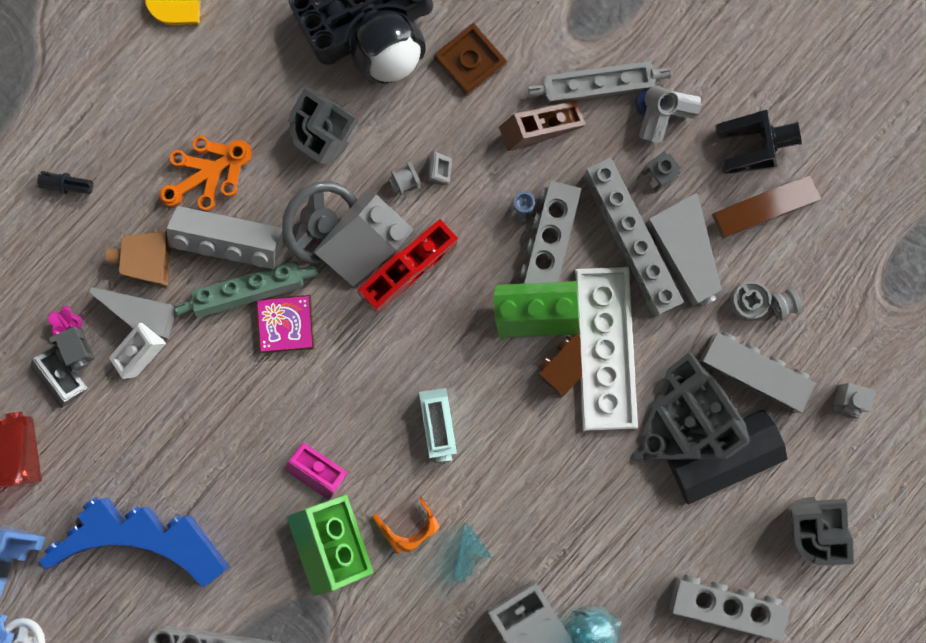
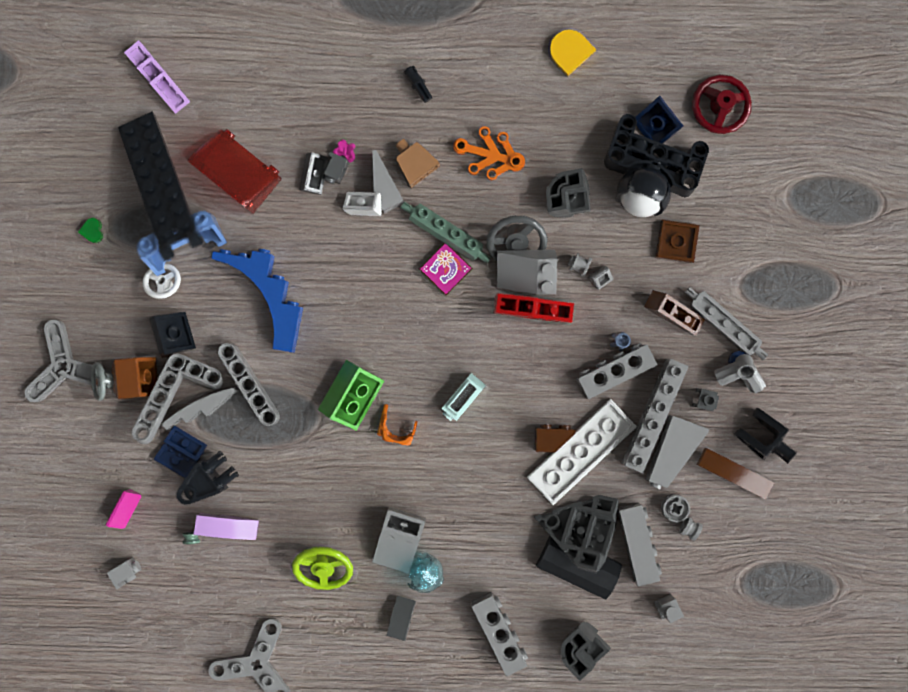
camera: 50 degrees right, 5 degrees up
(224, 237) = (463, 196): light grey brick -> none
(316, 471) = (382, 353): dark pink slope -> none
(470, 545) = (414, 469): clear light blue slope -> none
(537, 309) = (570, 397): bright green slope -> none

